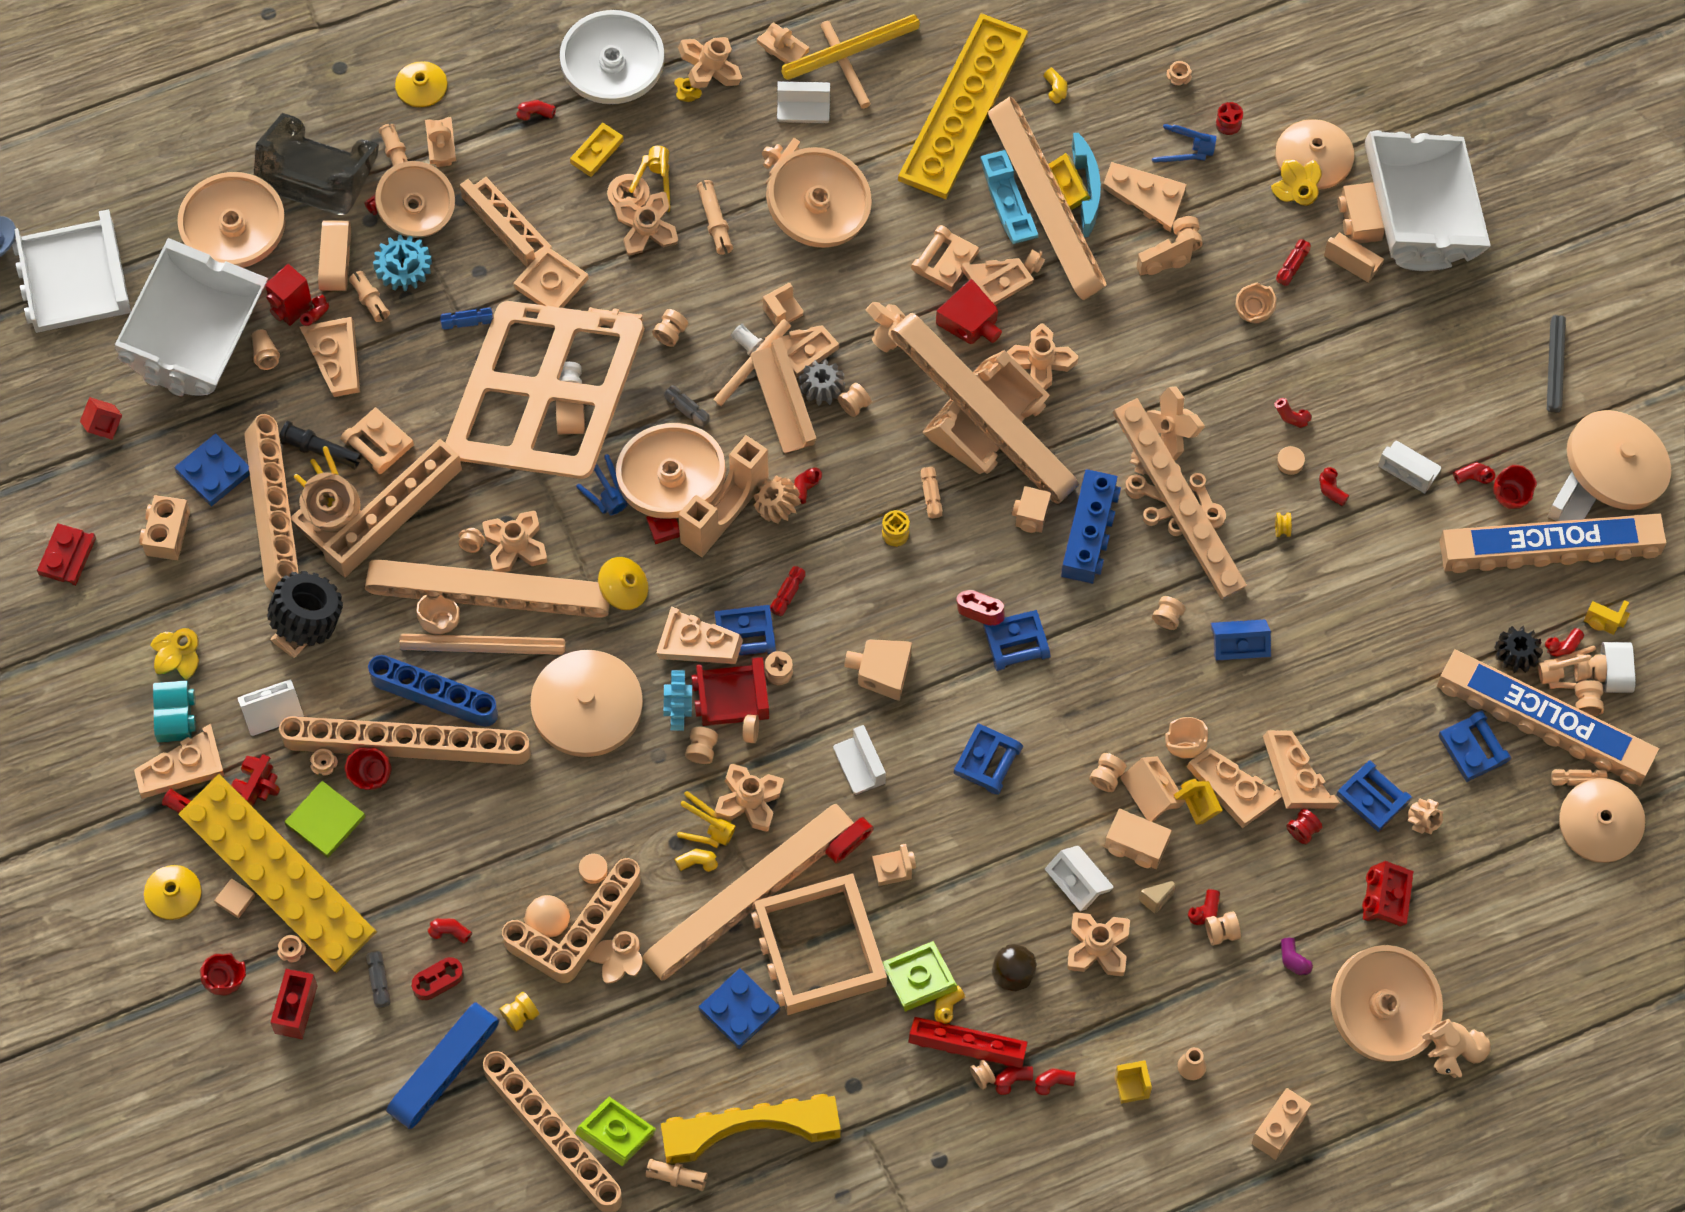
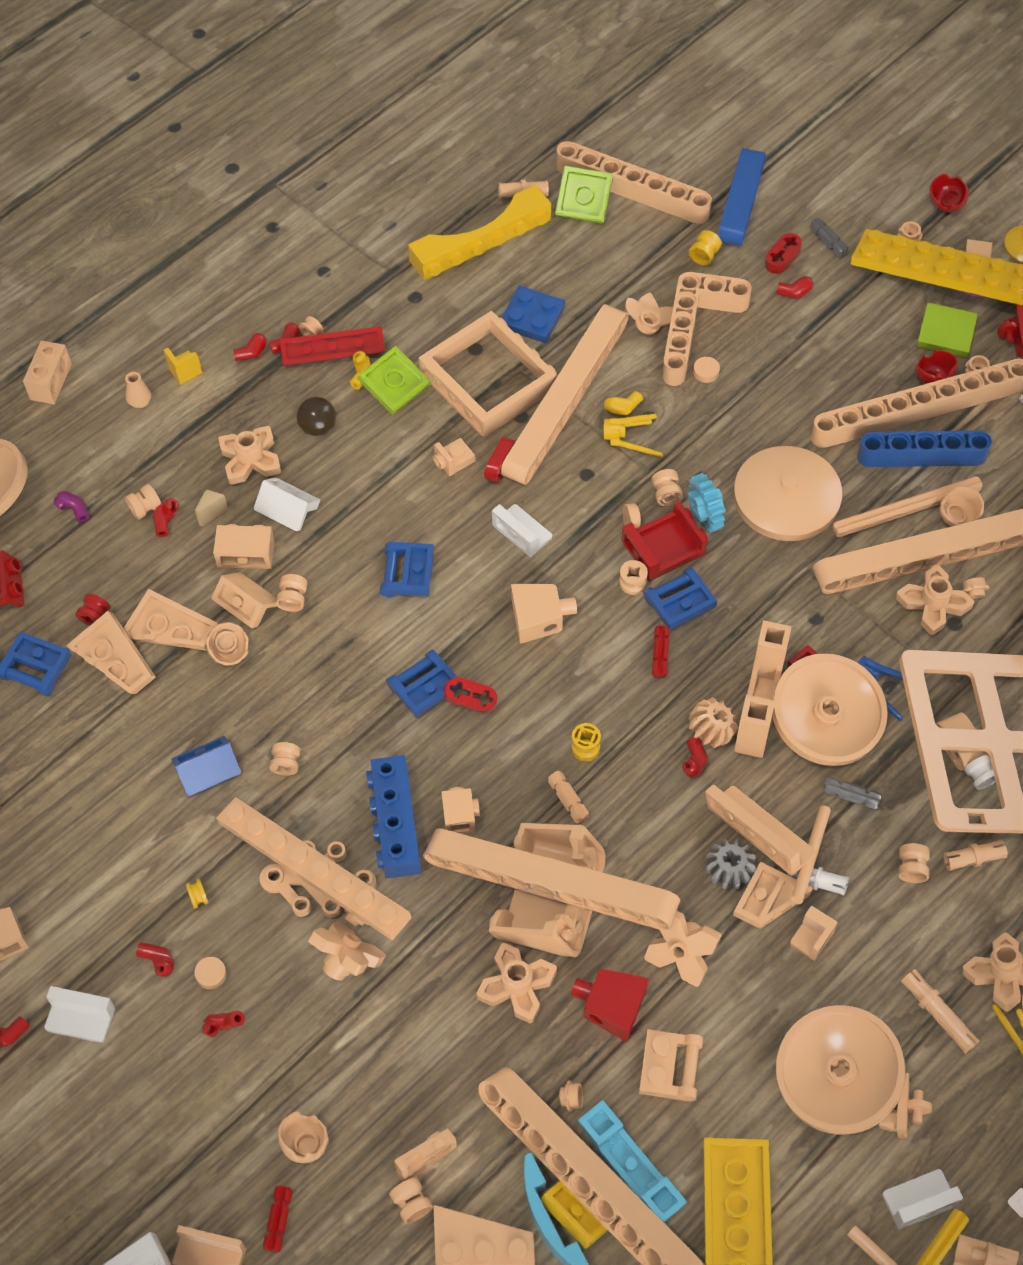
camera: 160 degrees right, 5 degrees down
(294, 1004) = (880, 189): red brick -> none
(547, 915) = (723, 321): light nougat hair -> none
(616, 588) = (822, 601): yellow dish -> none
(694, 640) = (719, 567): light nougat wing -> none
(749, 797) = (603, 462): light nougat plant -> none
(854, 400) = (689, 858): light nougat wheel -> none
(999, 278) = (602, 1056): light nougat wing -> none
(1200, 800) = (198, 597): yellow bracket -> none

